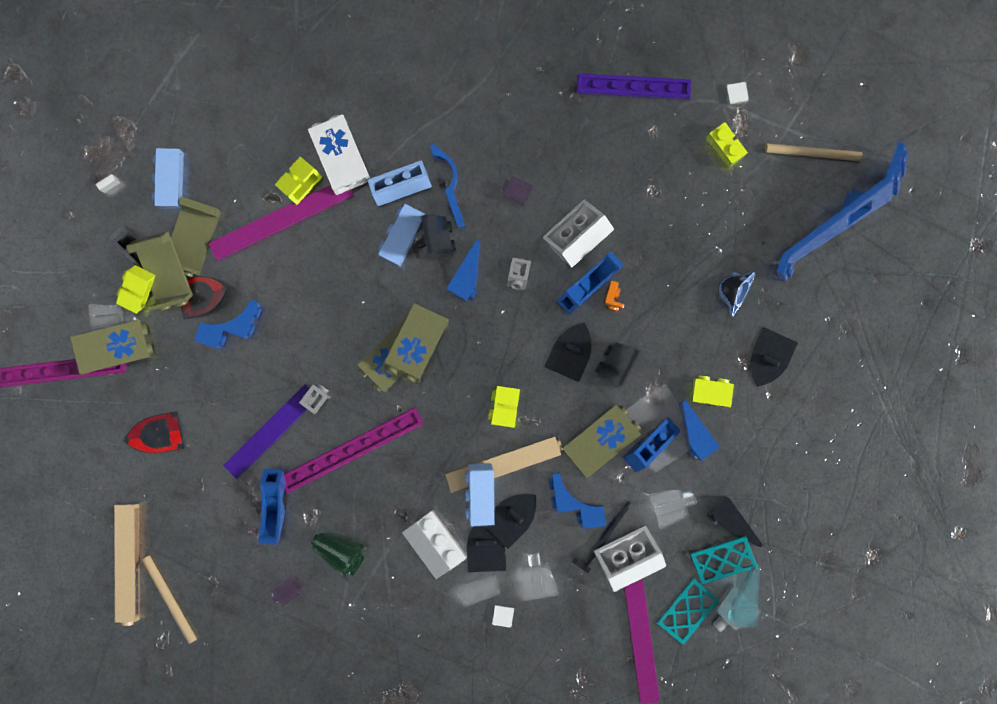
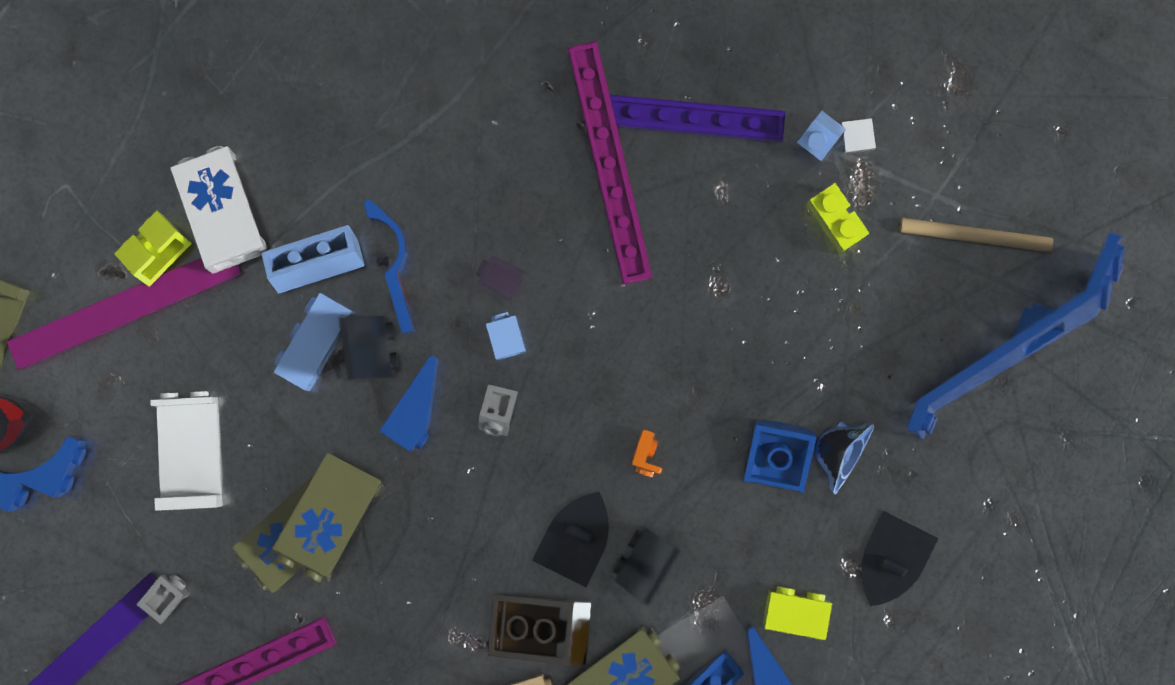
camera: 10 degrees right, 0 degrees up
(325, 307) = (188, 451): none -> white panel
(505, 406) = (465, 624): neon yellow piece -> none
(522, 227) = (505, 336): none -> light blue brick
(551, 408) = (539, 629): none -> dark brown slope
(578, 233) = (595, 349): white slope -> none
(582, 116) = (609, 162): none -> magenta tile
(590, 283) = (608, 432): blue arch -> none
(697, 294) = (780, 455): none -> blue slope
(714, 93) = (821, 135): none -> light blue brick

